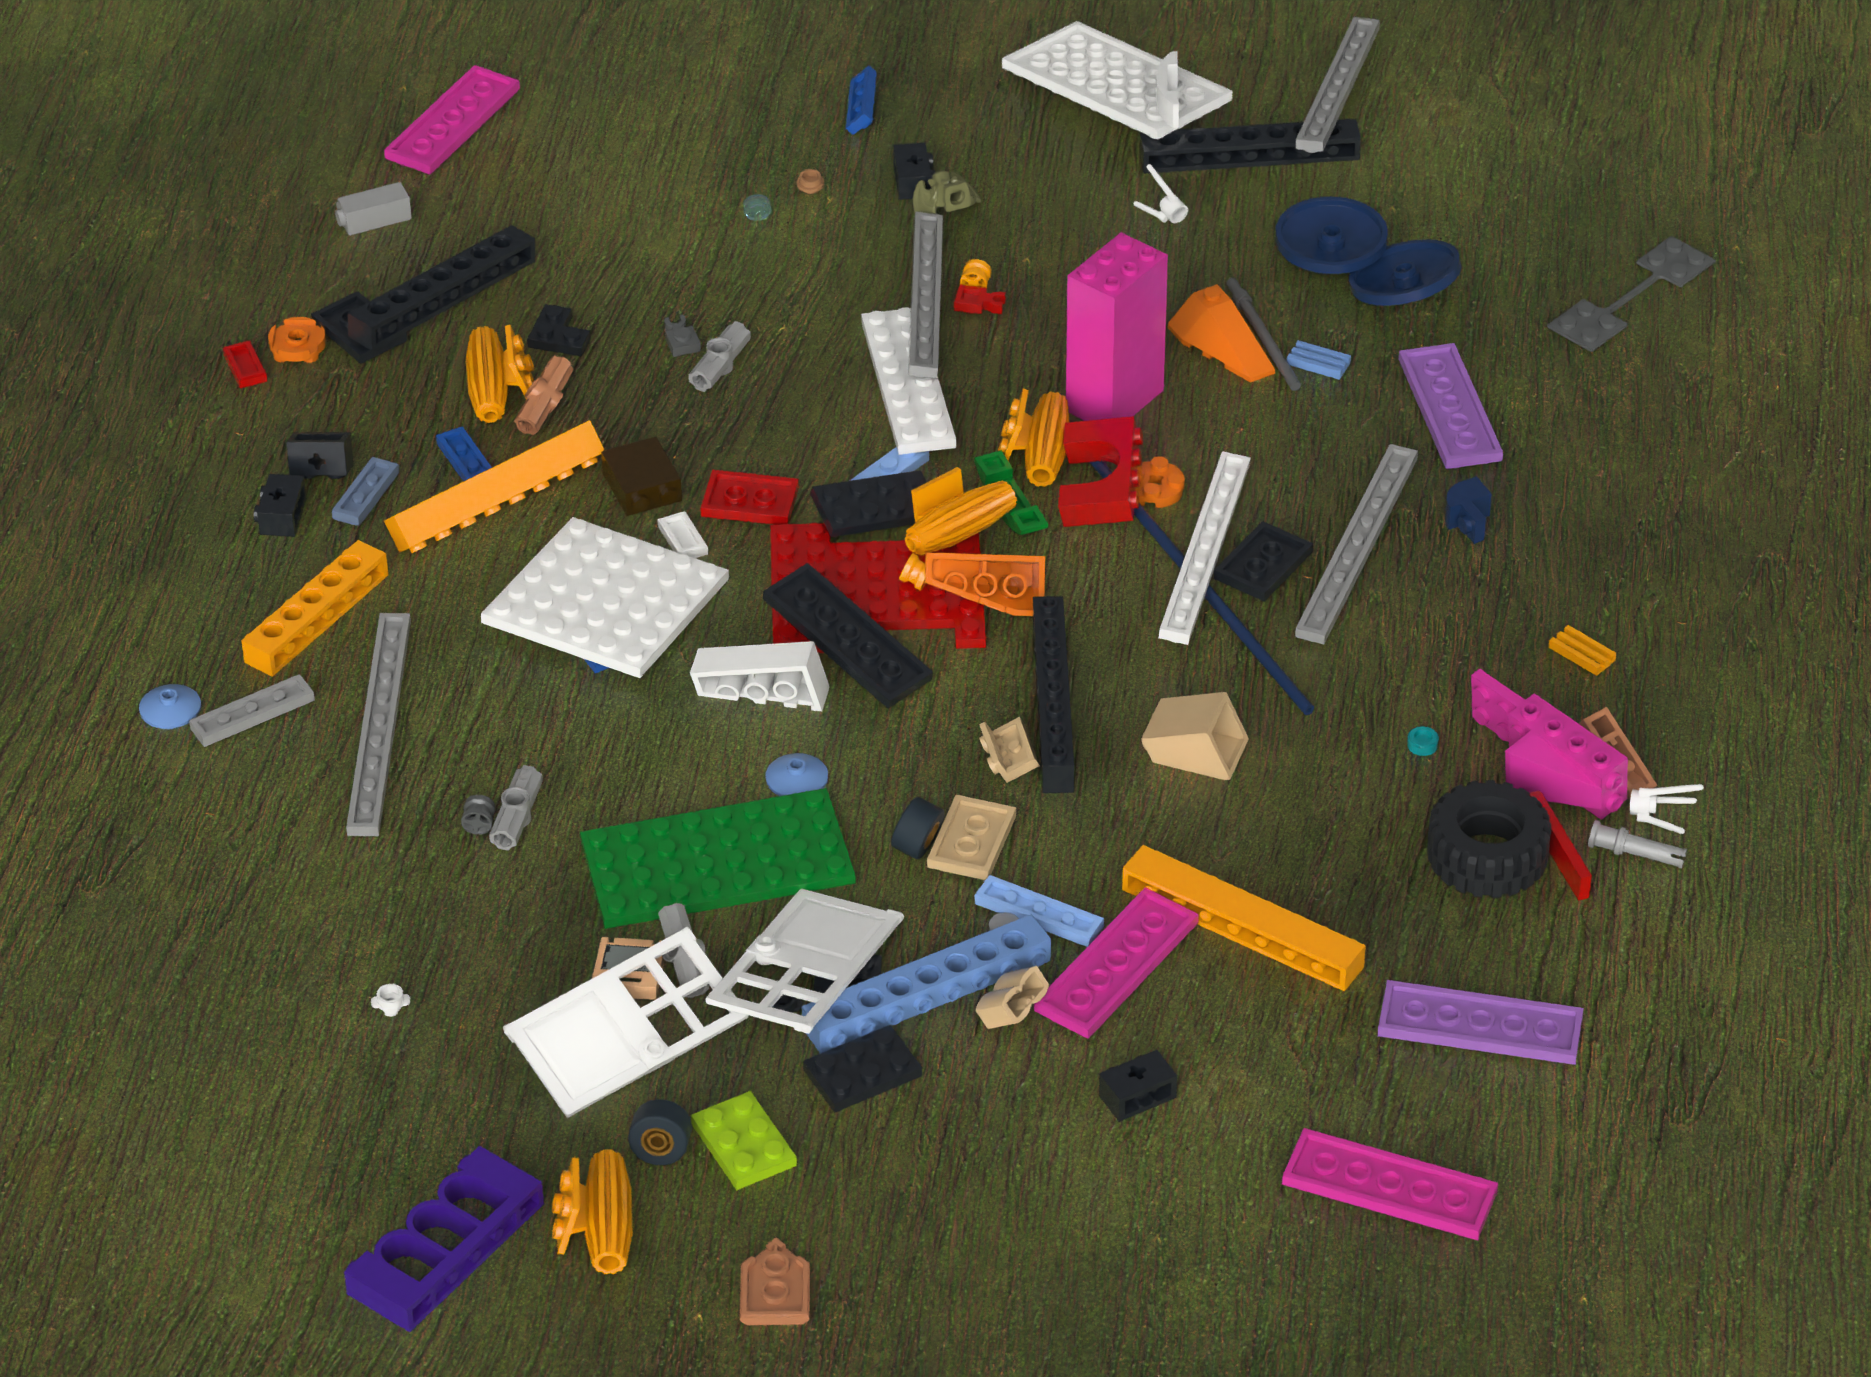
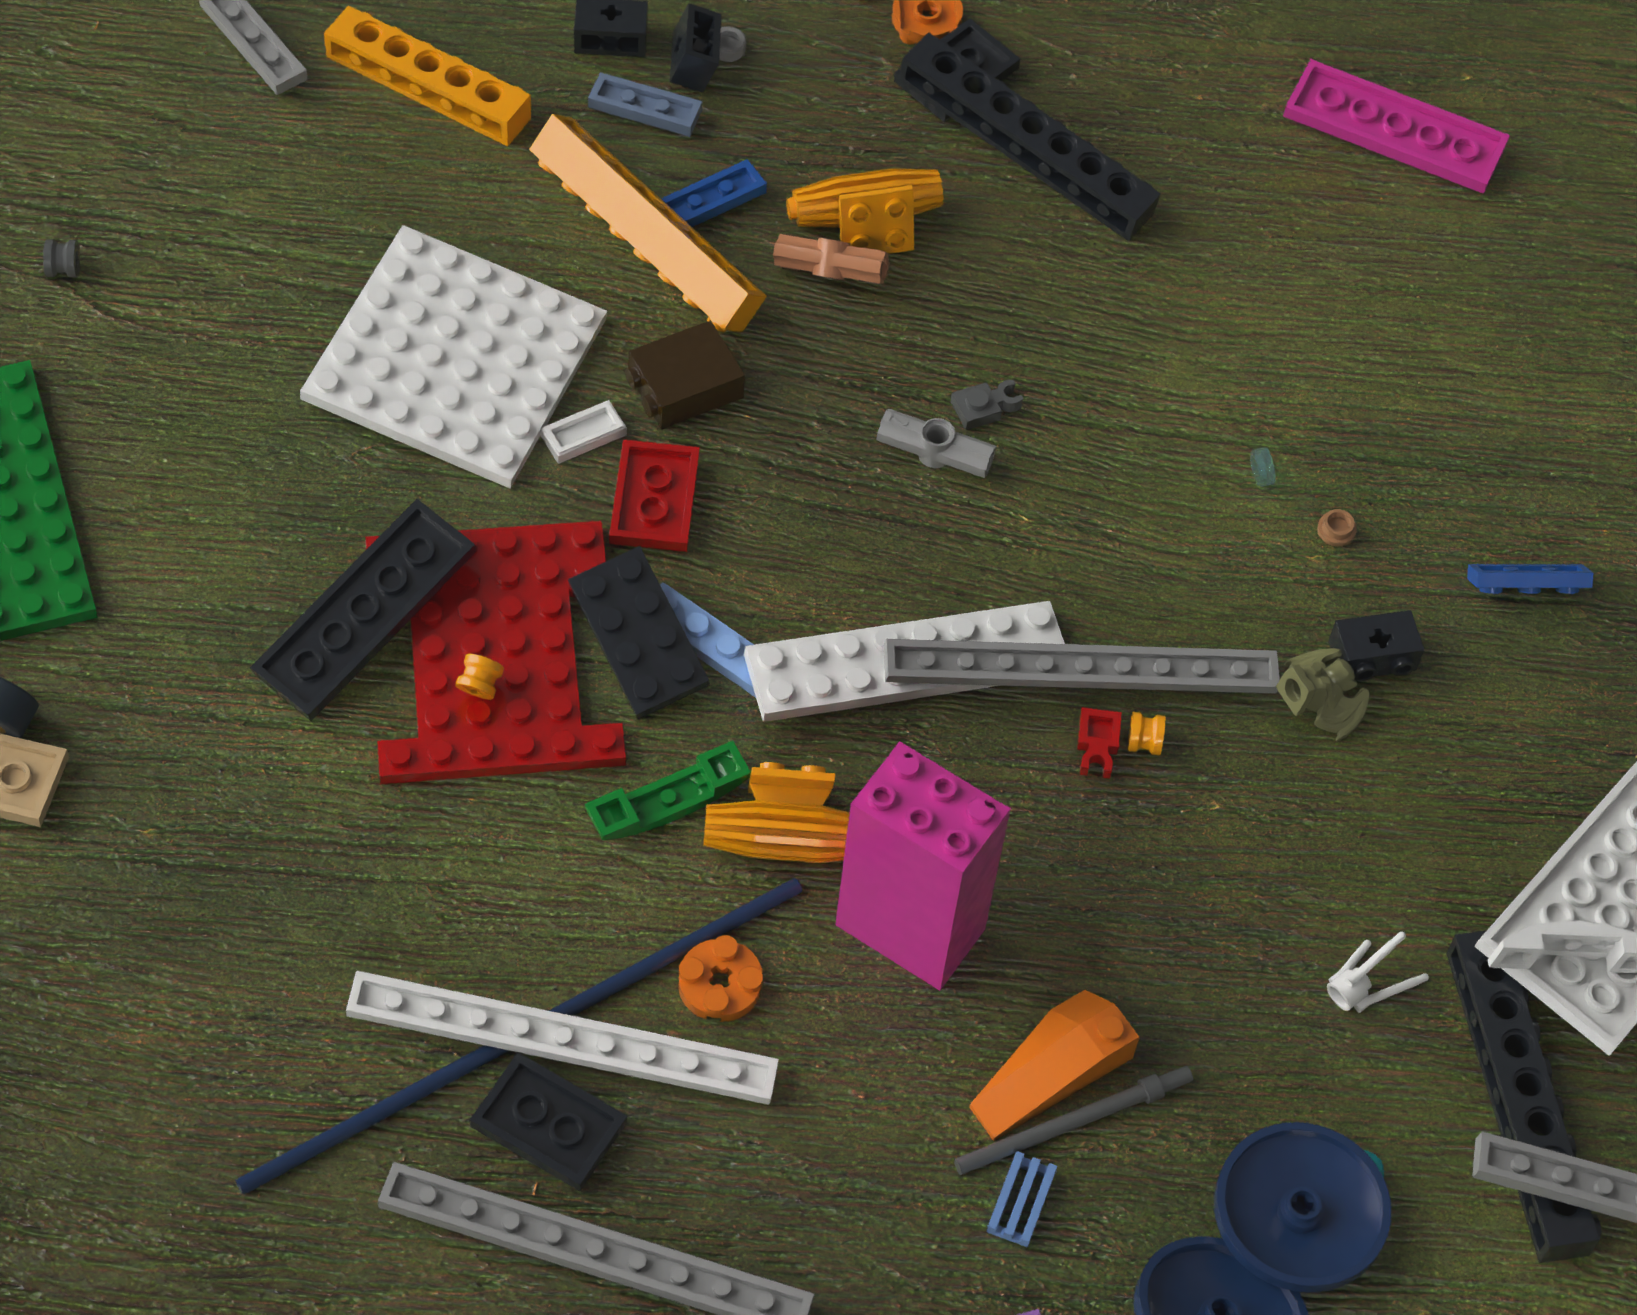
camera: 80 degrees right, 15 degrees up
(373, 208) = (1192, 62): light grey brick -> none
(378, 725) = (228, 154): light grey plate -> none
(516, 807) = (71, 293): light grey piece -> none
(554, 335) = (978, 263): black plate -> none
(762, 673) = (294, 524): white wedge -> none
(796, 774) = (137, 594): medium blue dish -> none
(949, 515) = (599, 718): light orange plate -> none
(988, 579) = (478, 783): orange wedge -> none
(1009, 749) = (155, 805): tan bracket -> none
(1053, 695) = (258, 855): black brick -> none
(1114, 496) = (757, 919): red arch -> none
(1196, 734) = (167, 1034): tan slope -> none

